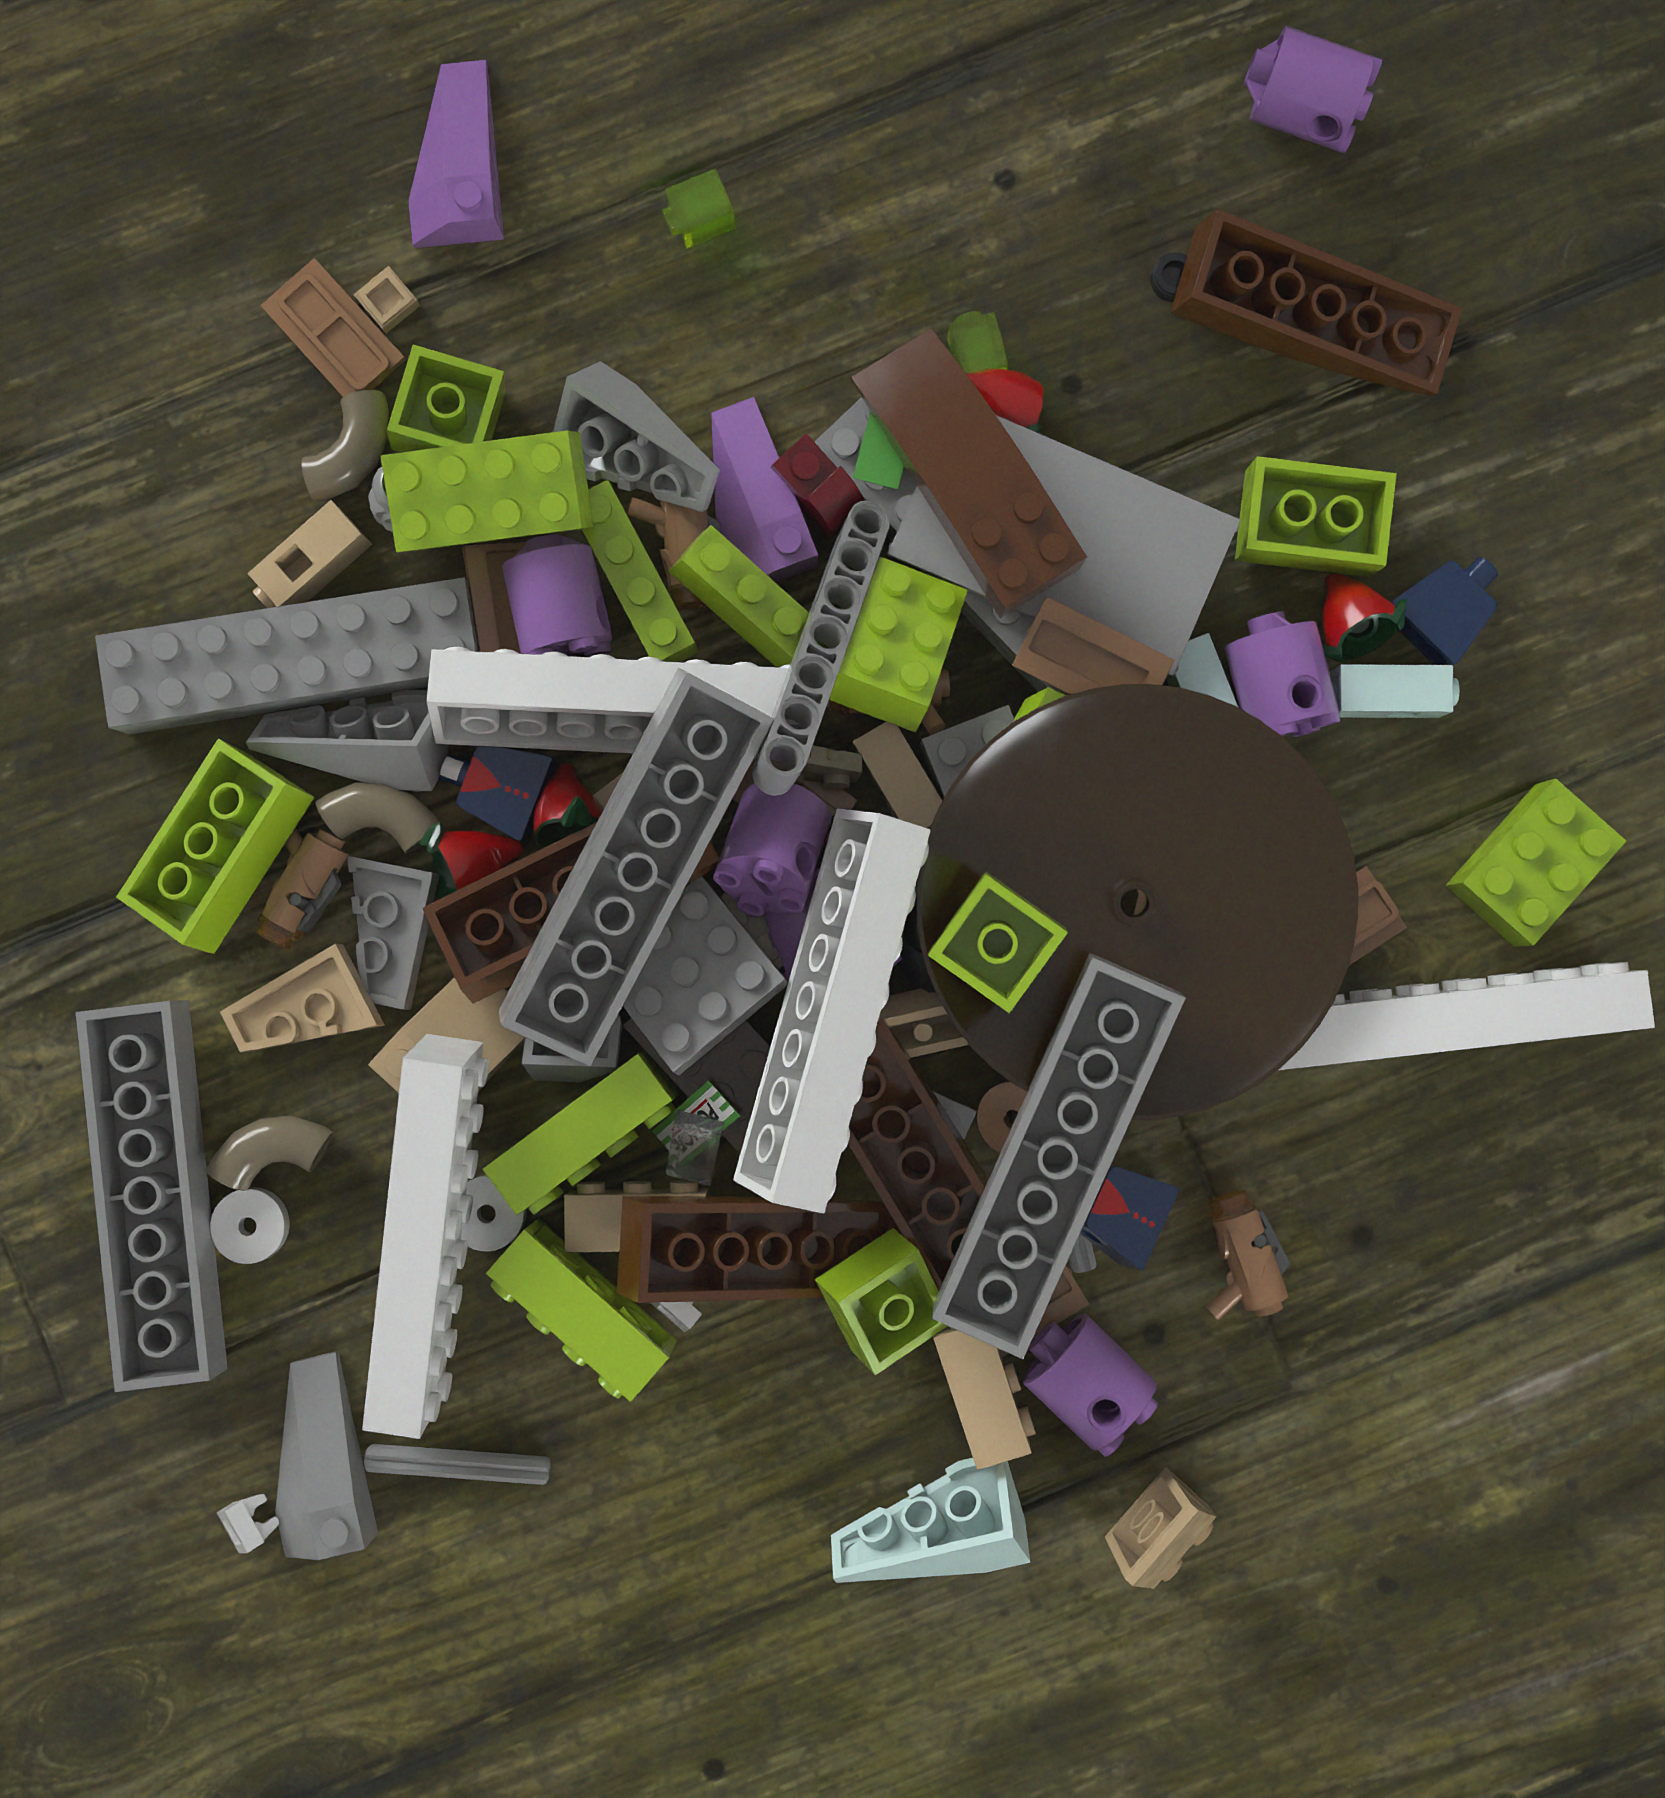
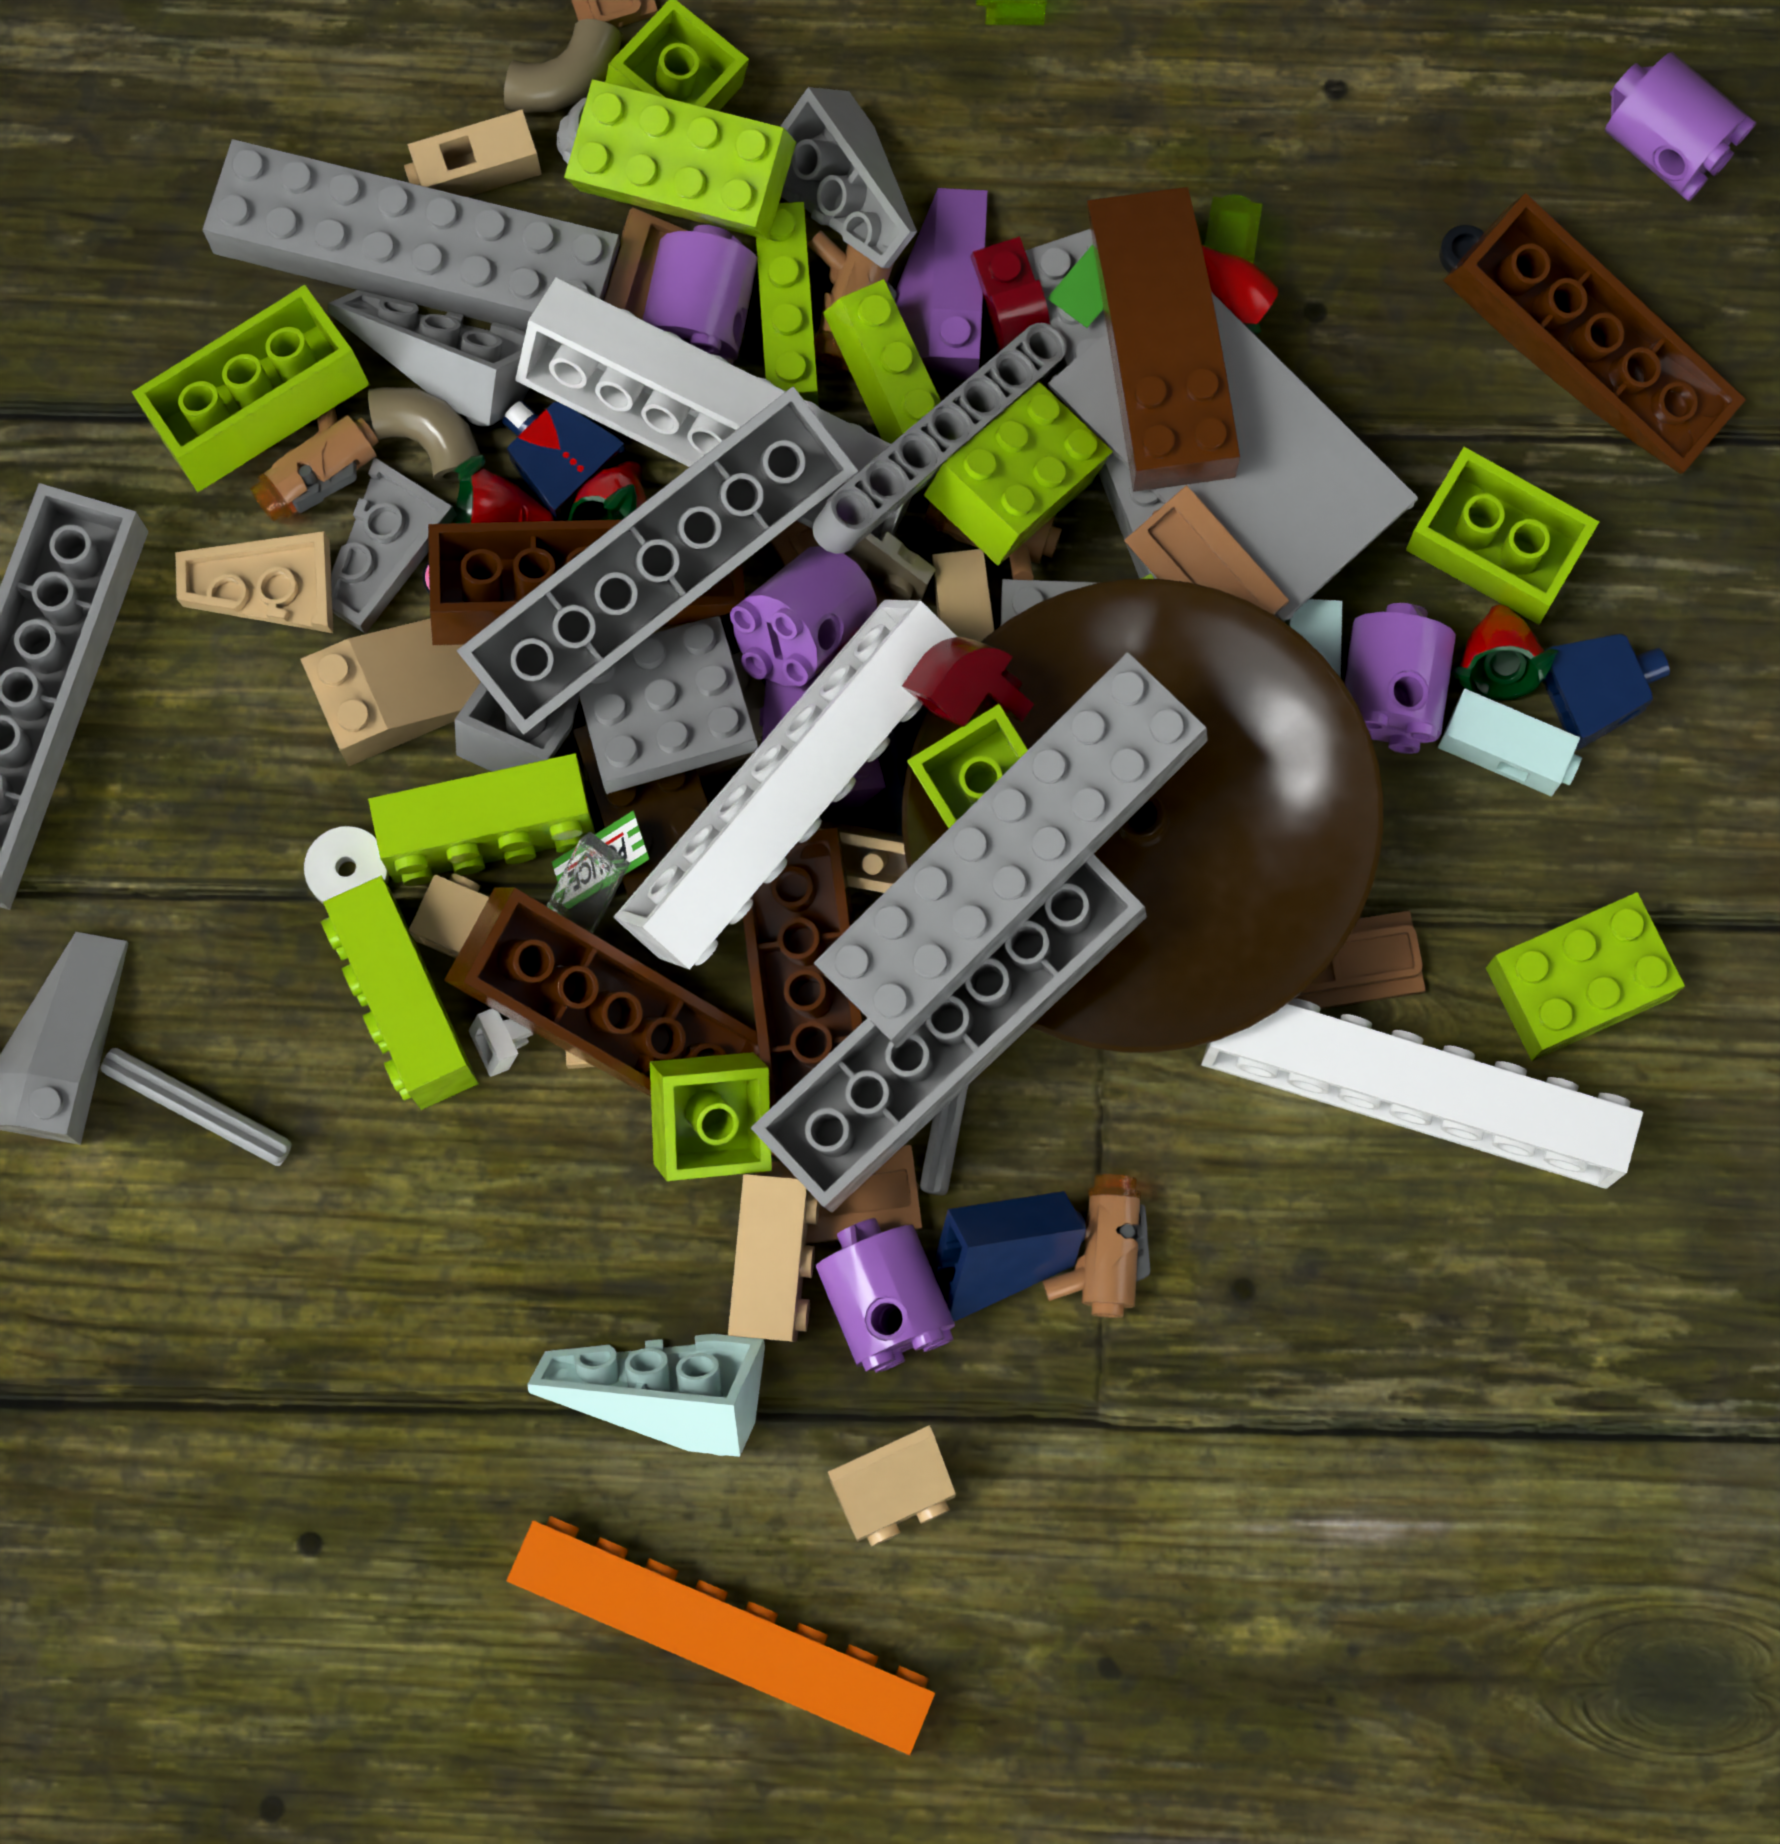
camera: 20 degrees right, 10 degrees down
(229, 1231) = (85, 761): white piece -> none
(265, 1143) = (164, 700): dark tan cylinder -> none
(424, 1234) = (278, 841): white brick -> none
(941, 863) = (962, 674): none -> dark red brick
(1058, 1004) = (1012, 849): none -> light grey brick
(1078, 1704) = (721, 1636): none -> orange brick
(1128, 1216) = (995, 1139): dark blue torso -> none
(1168, 1298) = (1004, 1248): none -> dark blue slope

